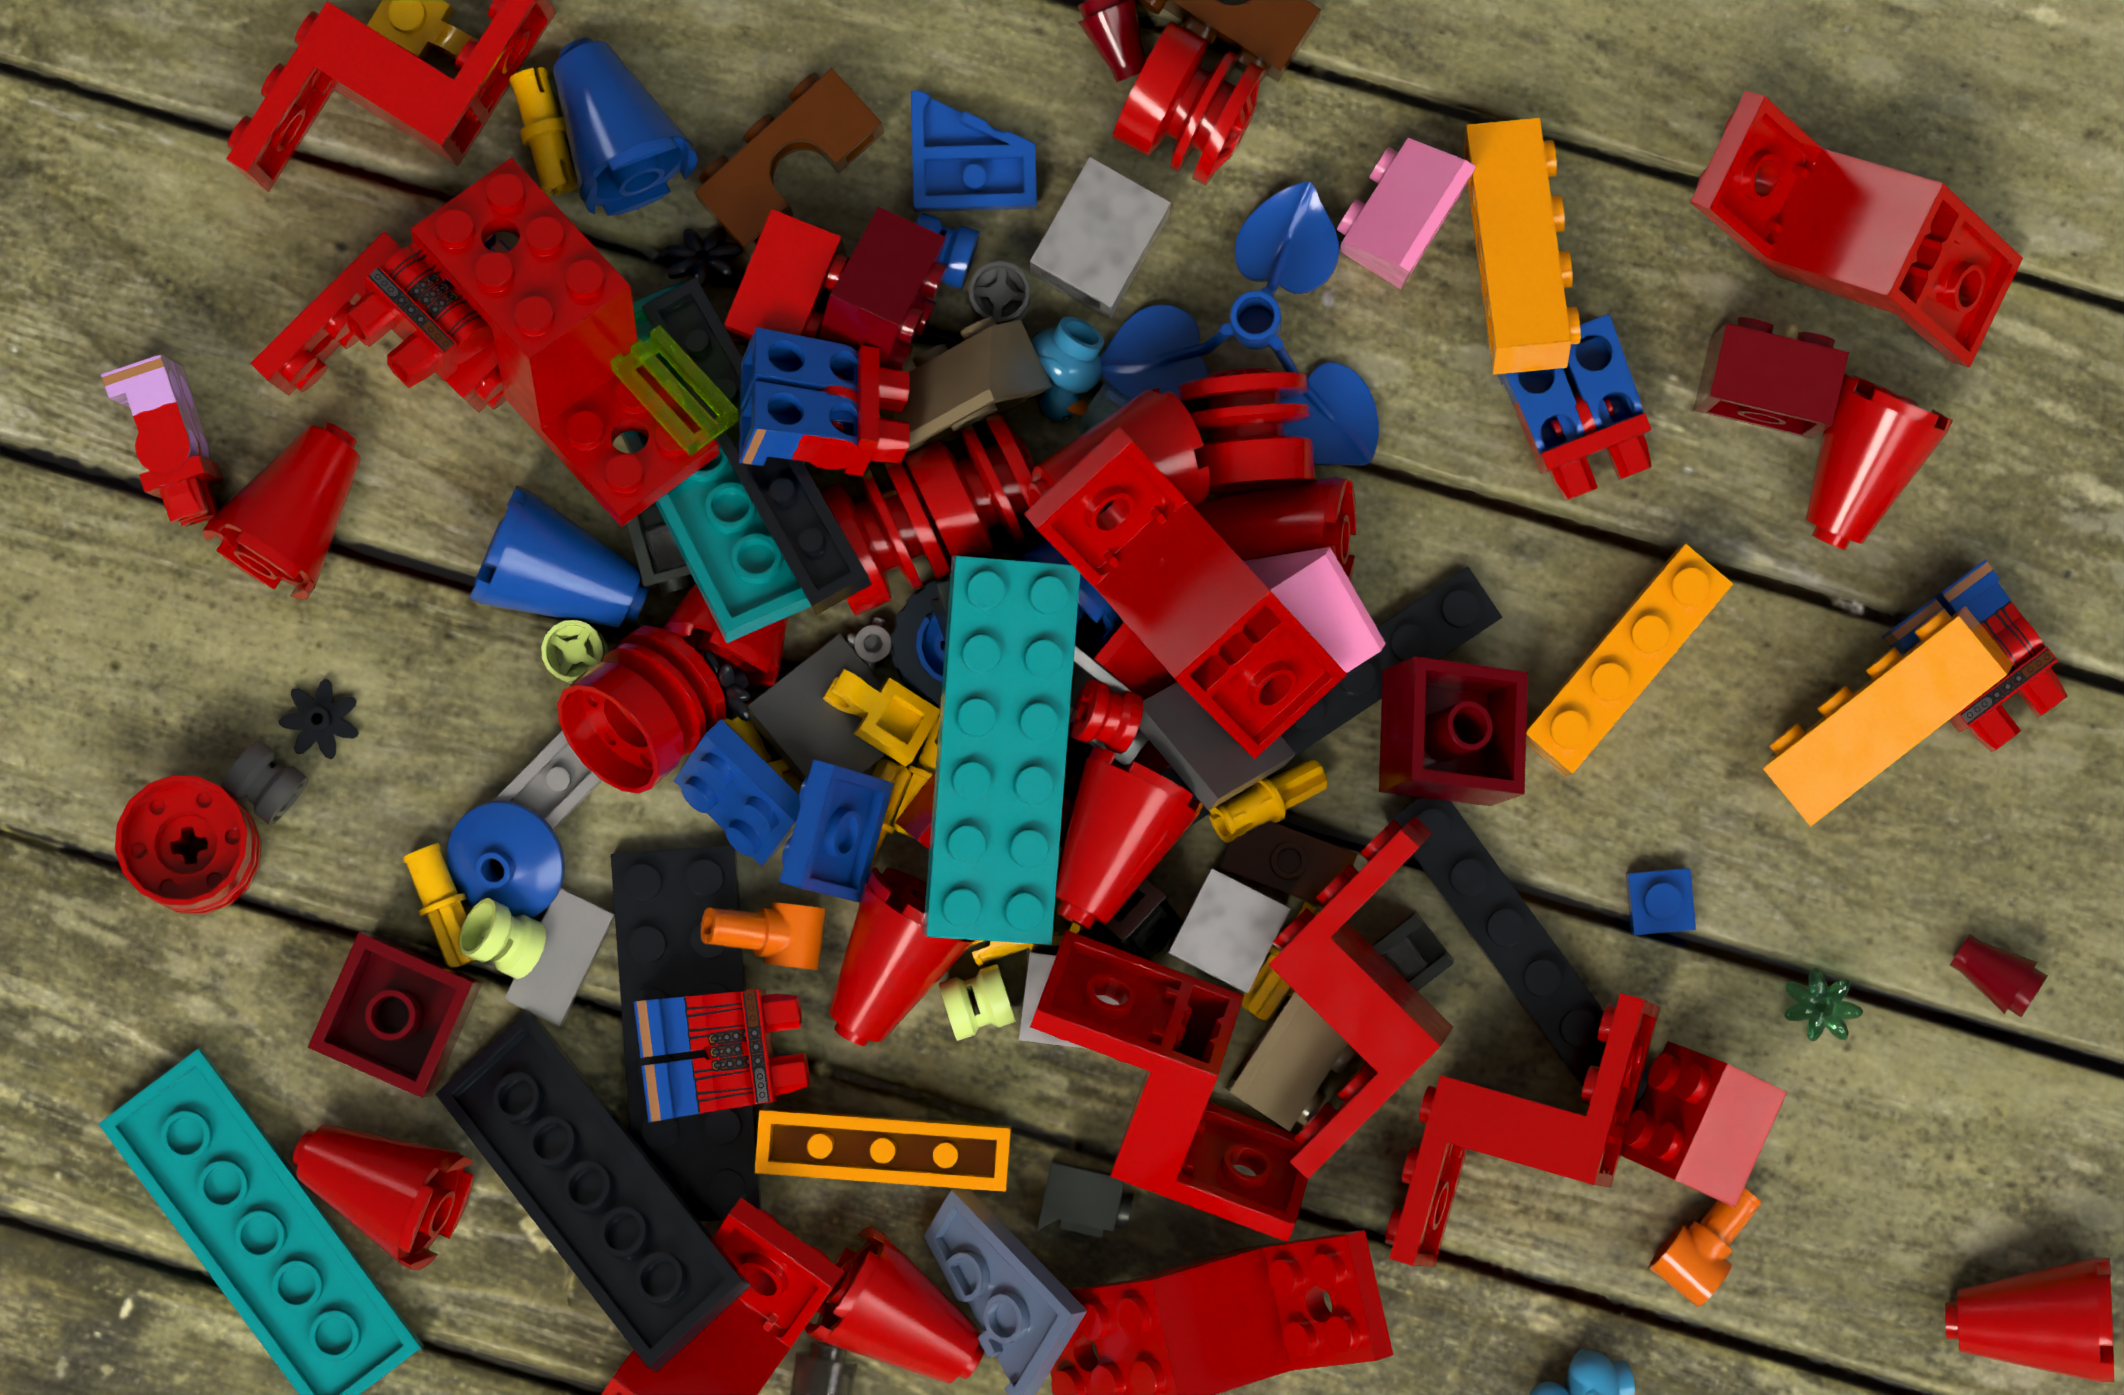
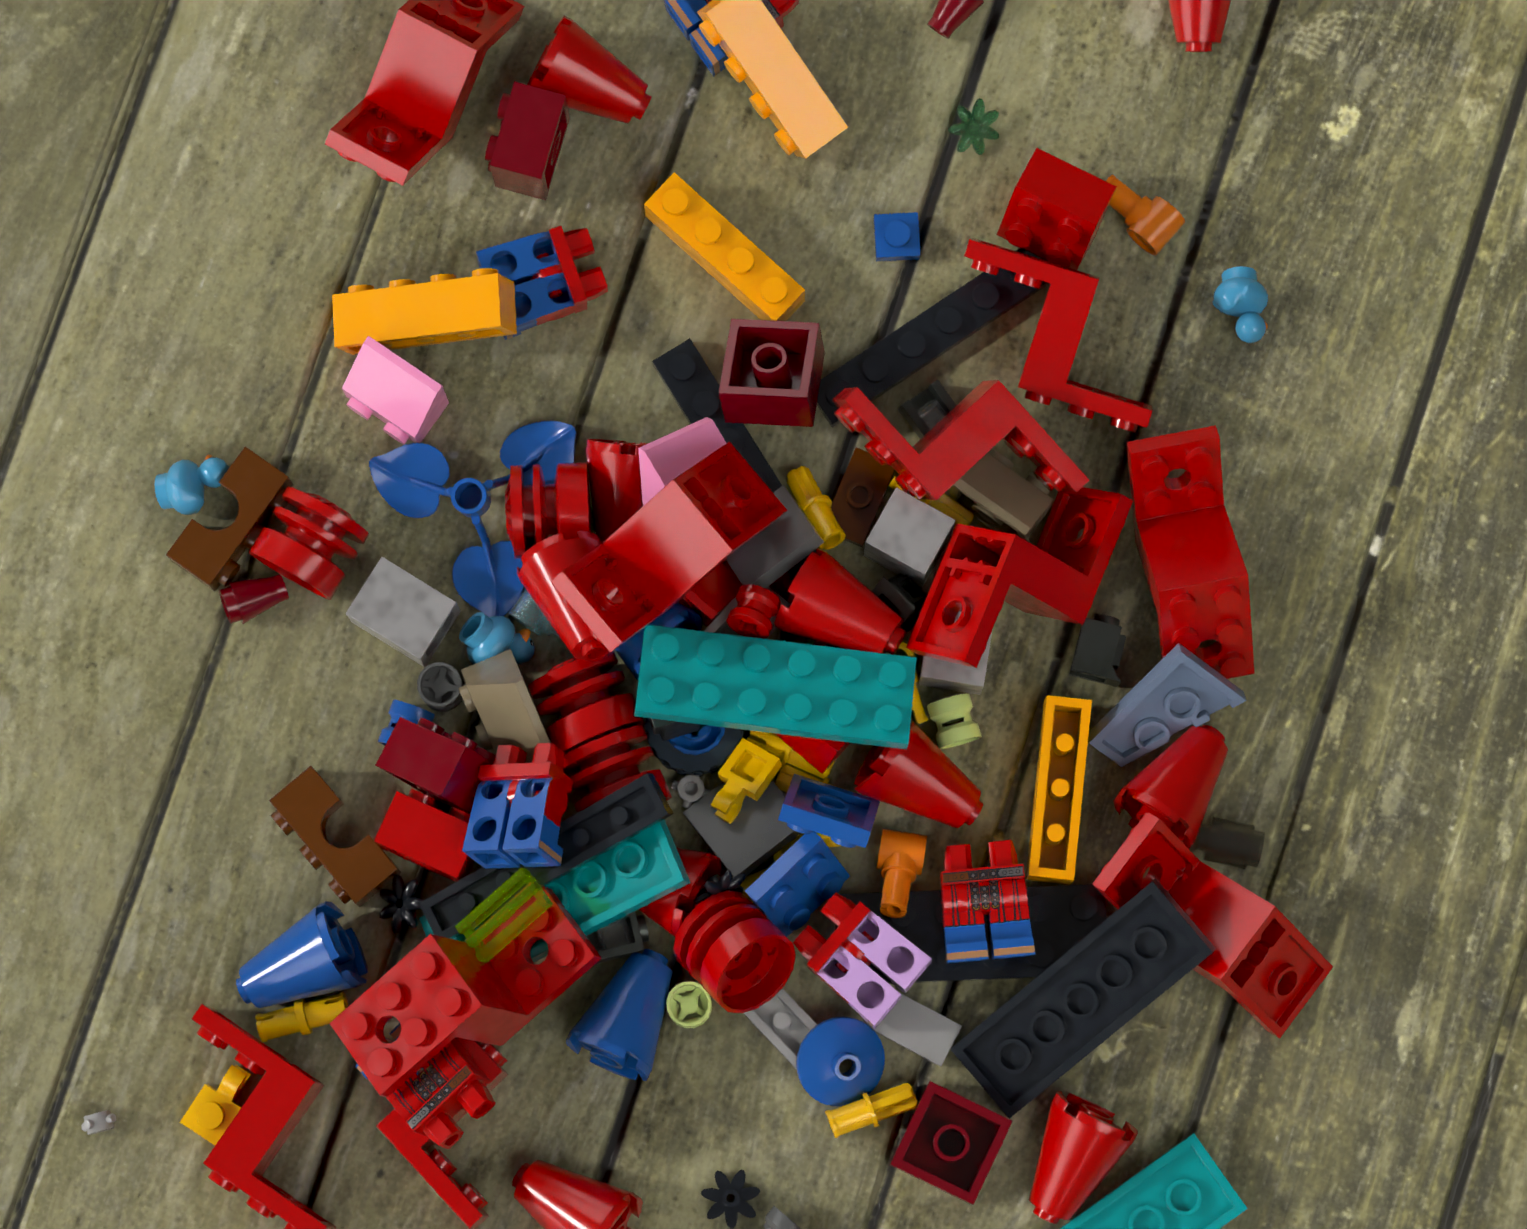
camera: 90 degrees left, 5 degrees down
(499, 937) = (899, 1060): yellowish green wheel -> none
(659, 877) = (849, 951): none -> lavender hips
(967, 162) = (341, 708): blue wing -> none

